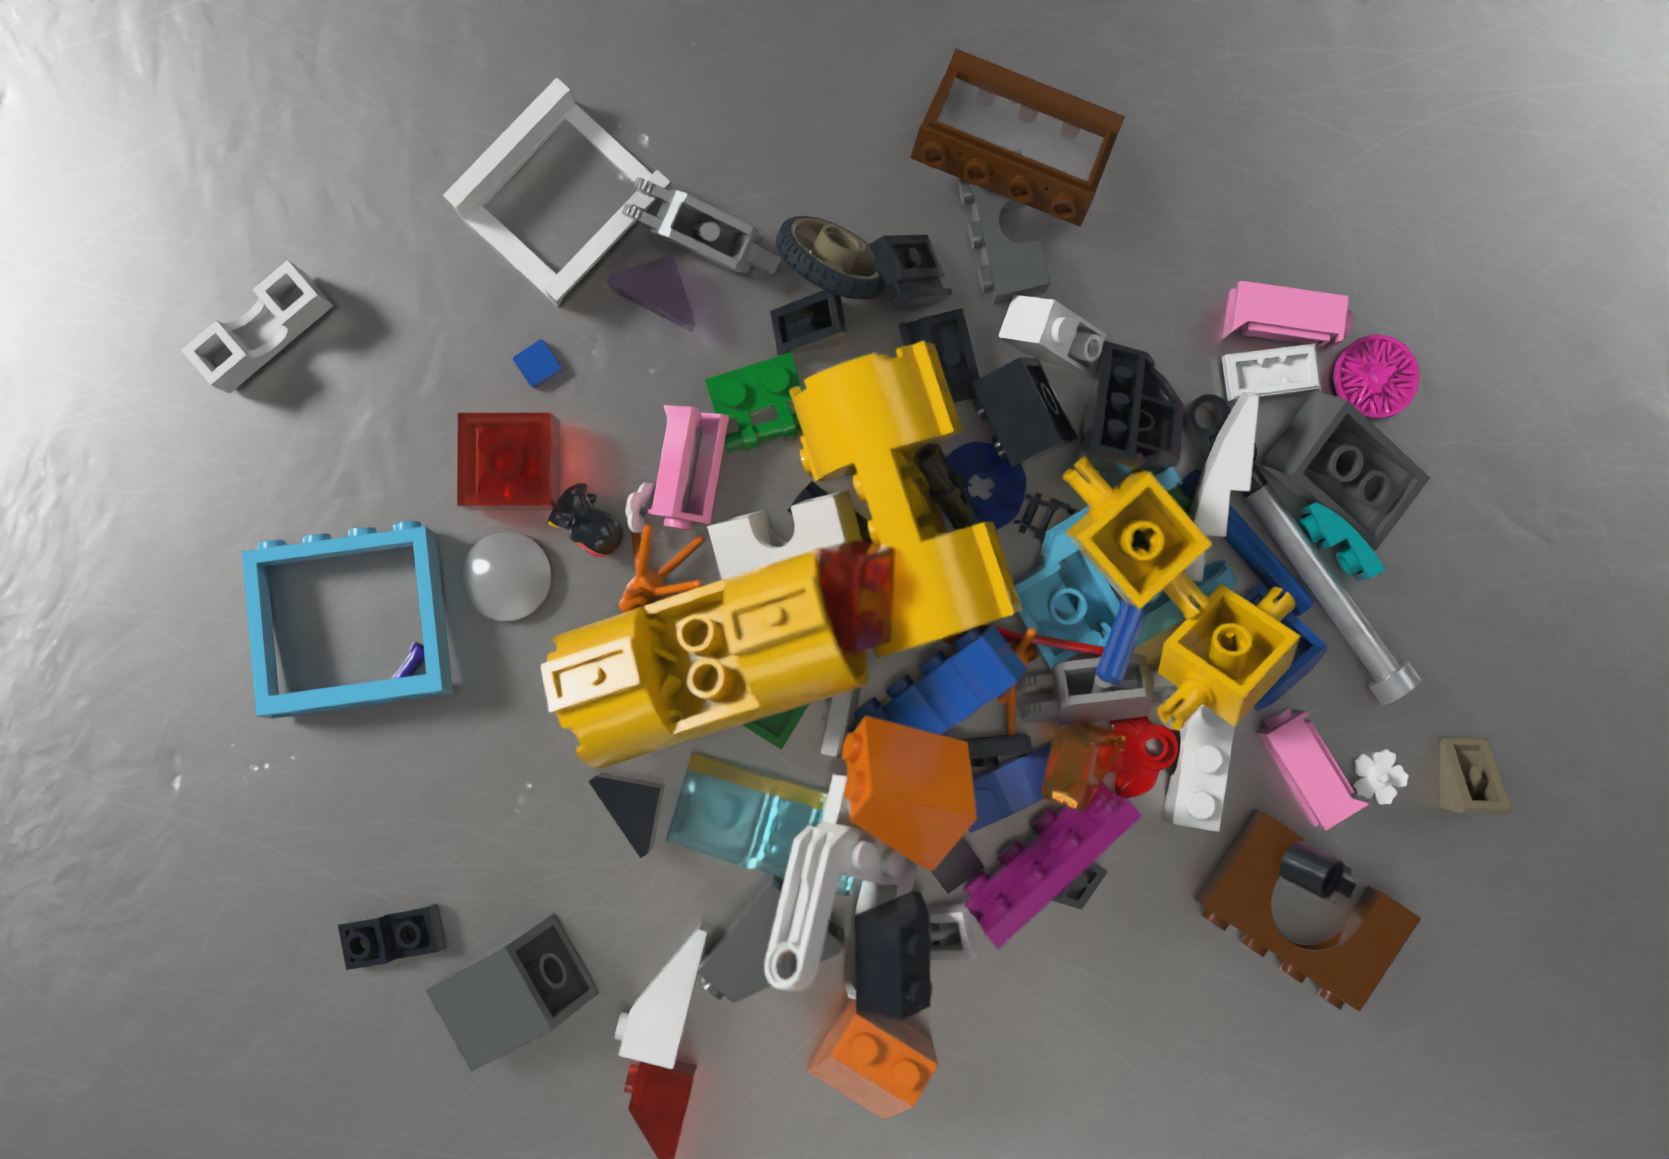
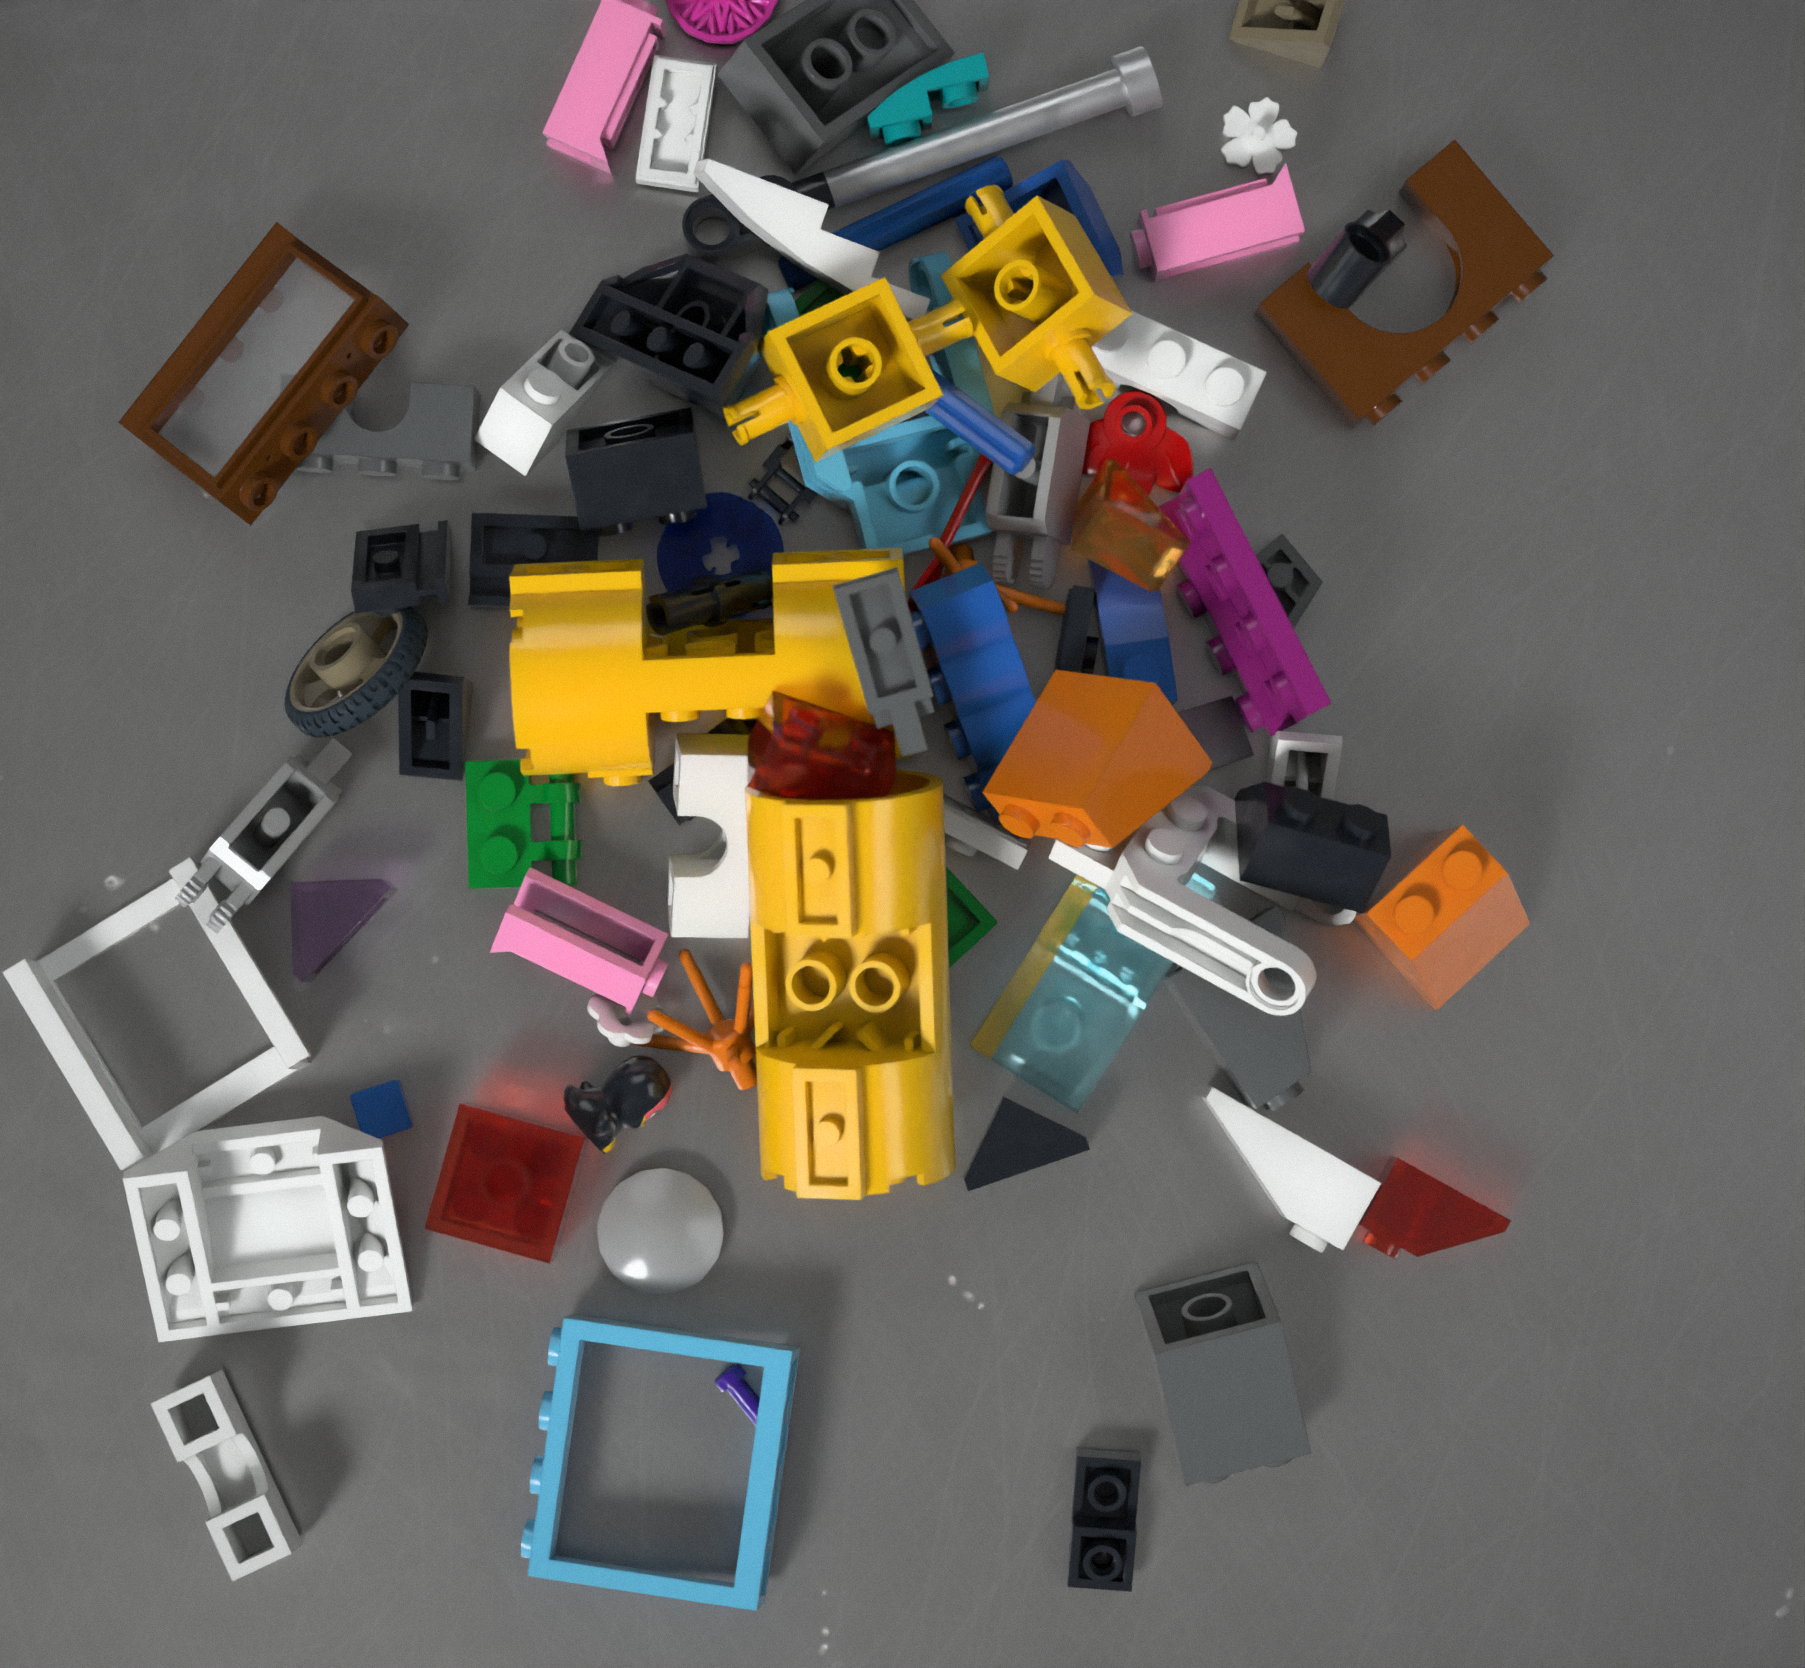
camera: 80 degrees left, 0 degrees up
(434, 306) = (267, 1229): none -> white slope
(942, 621) = (887, 655): none -> dark grey hinge

